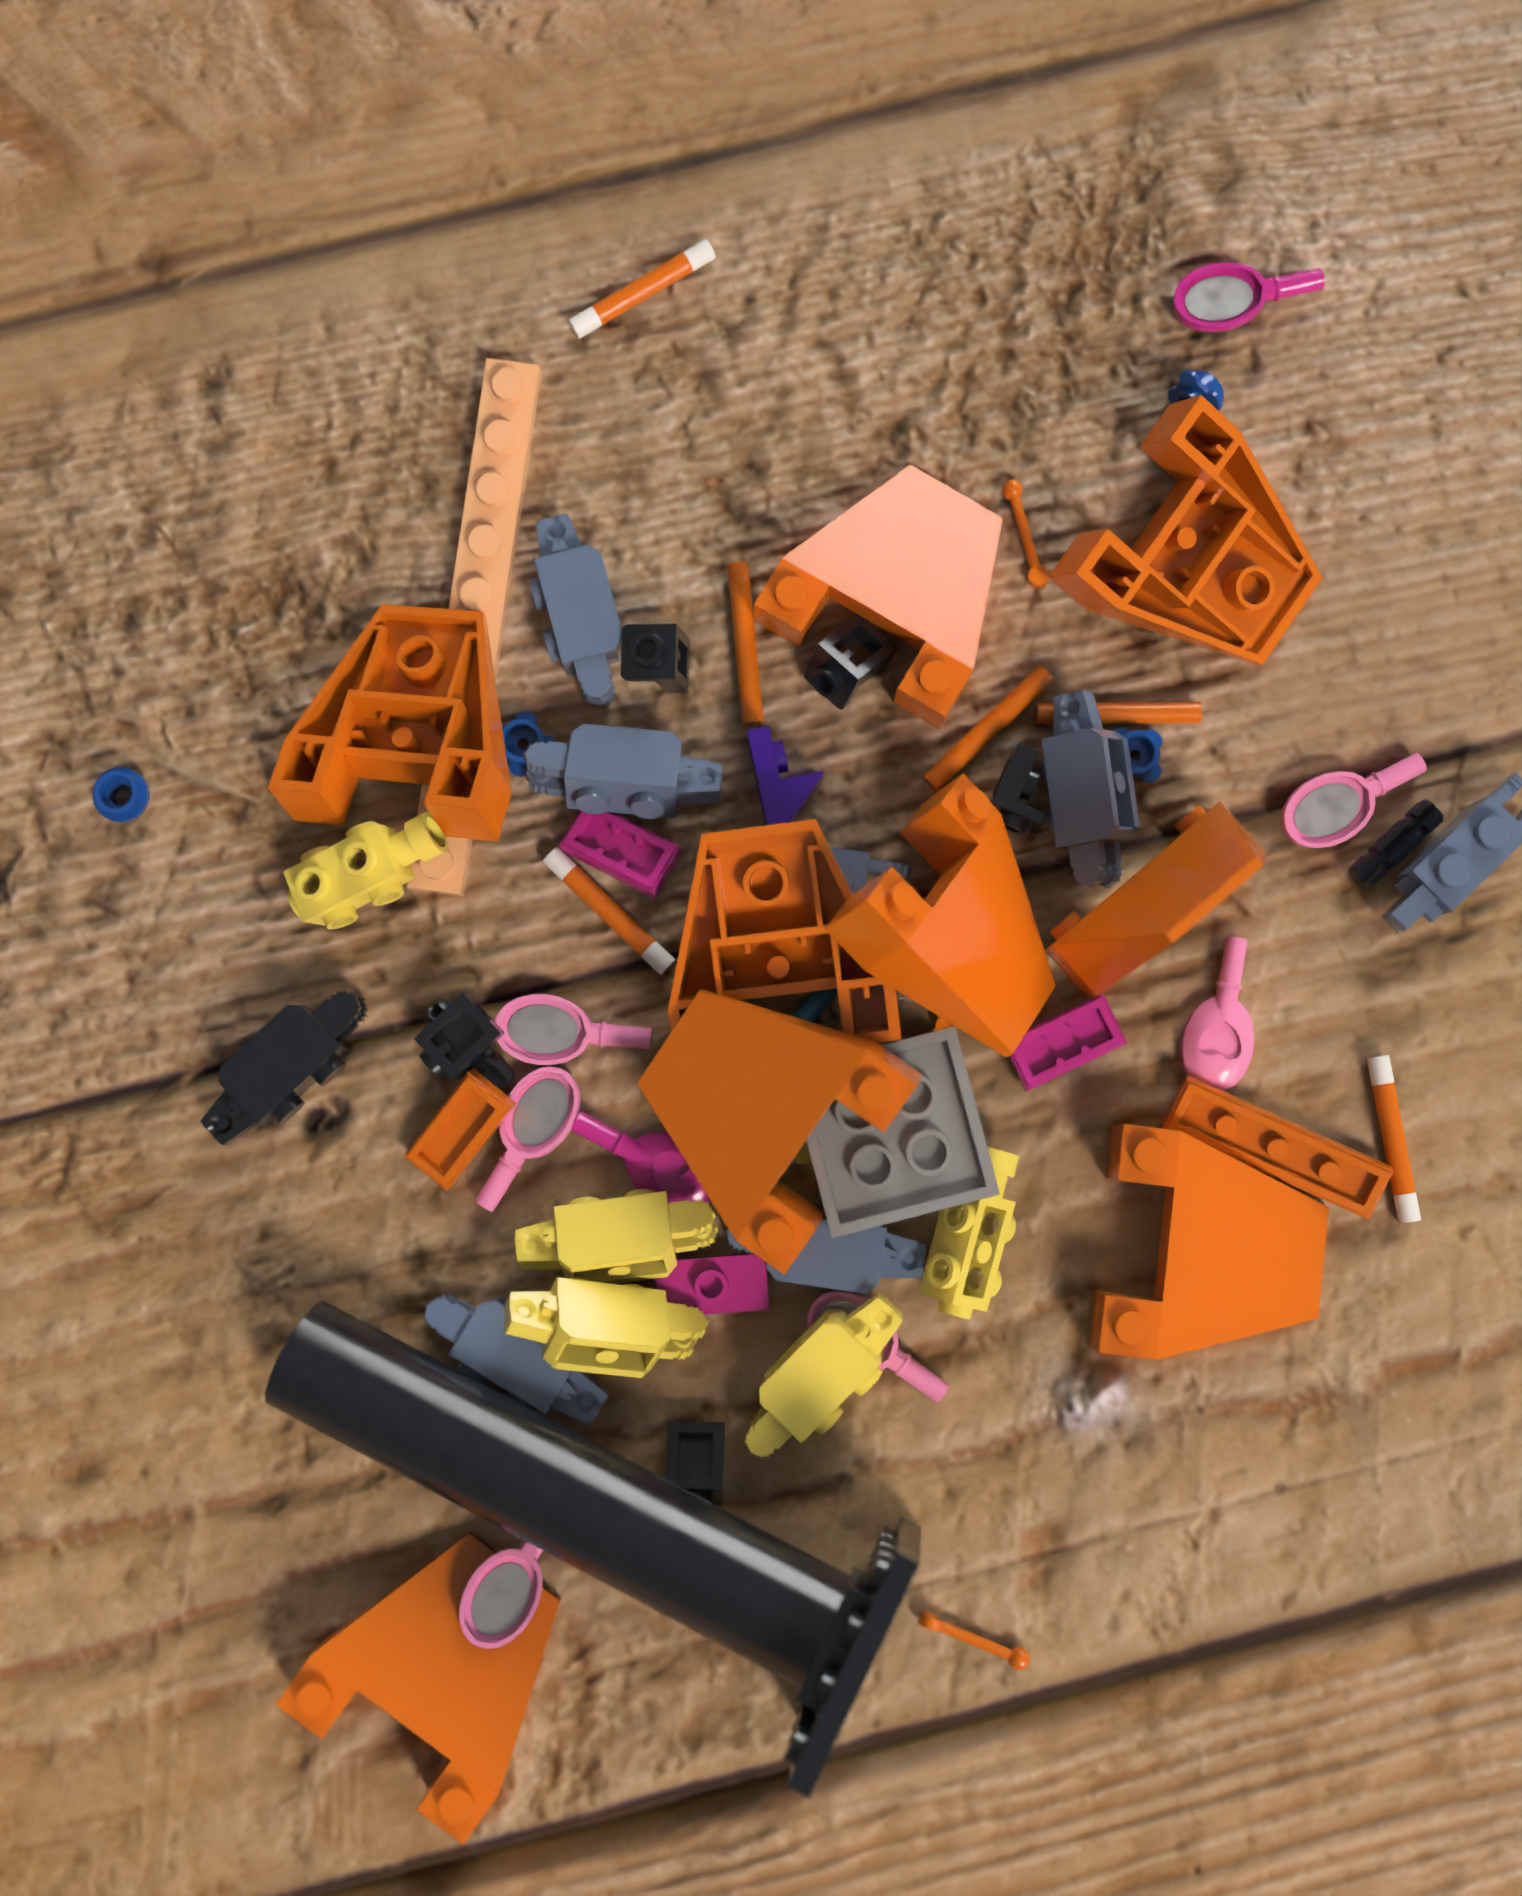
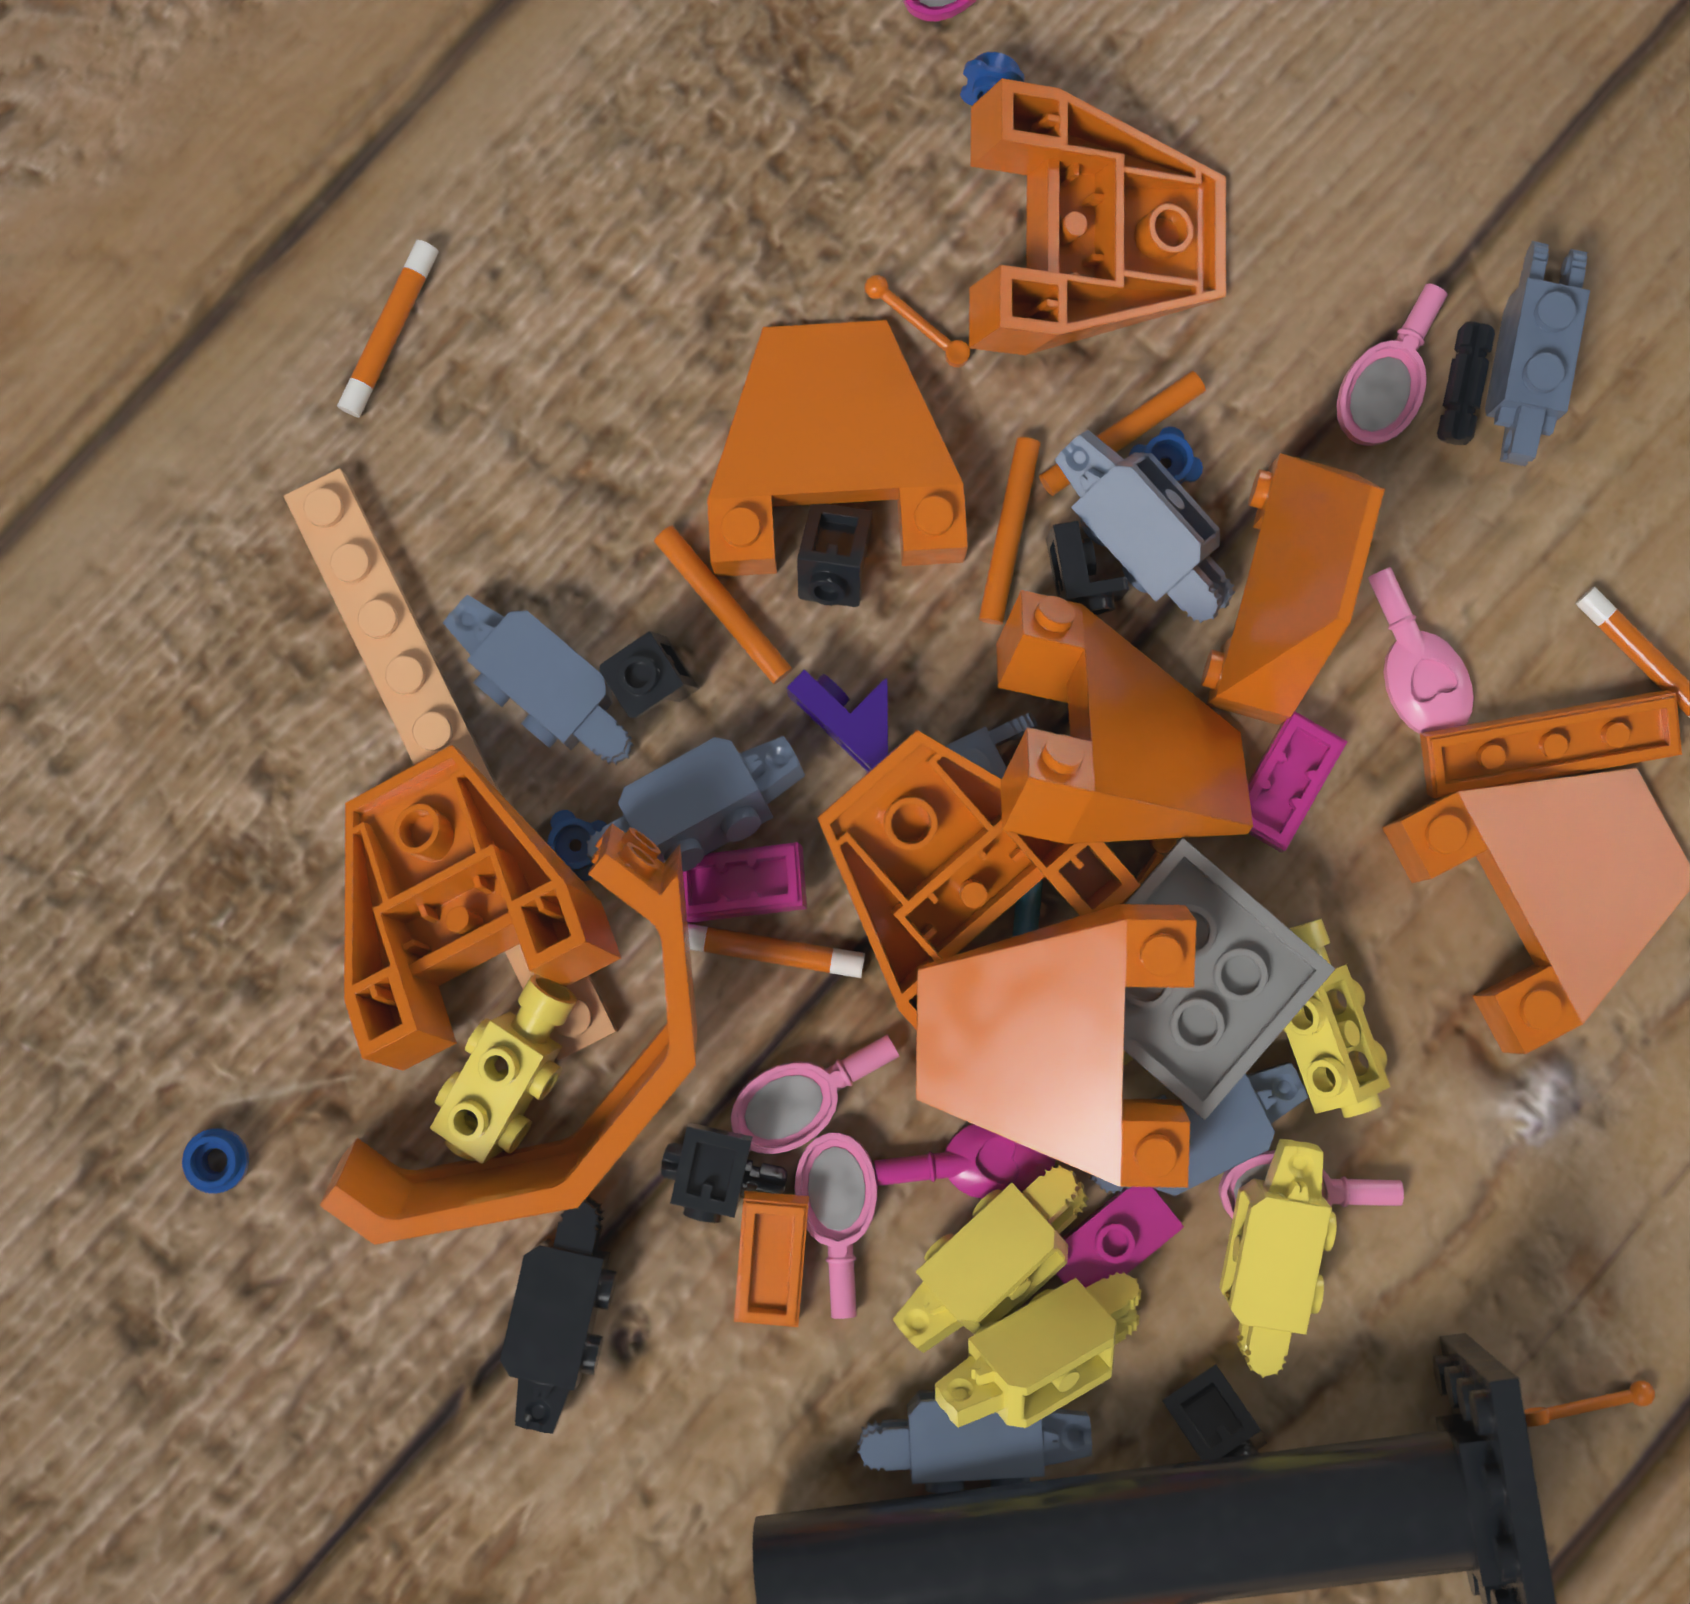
camera: 35 degrees left, 0 degrees up
(219, 903) = (400, 1204): none -> orange panel

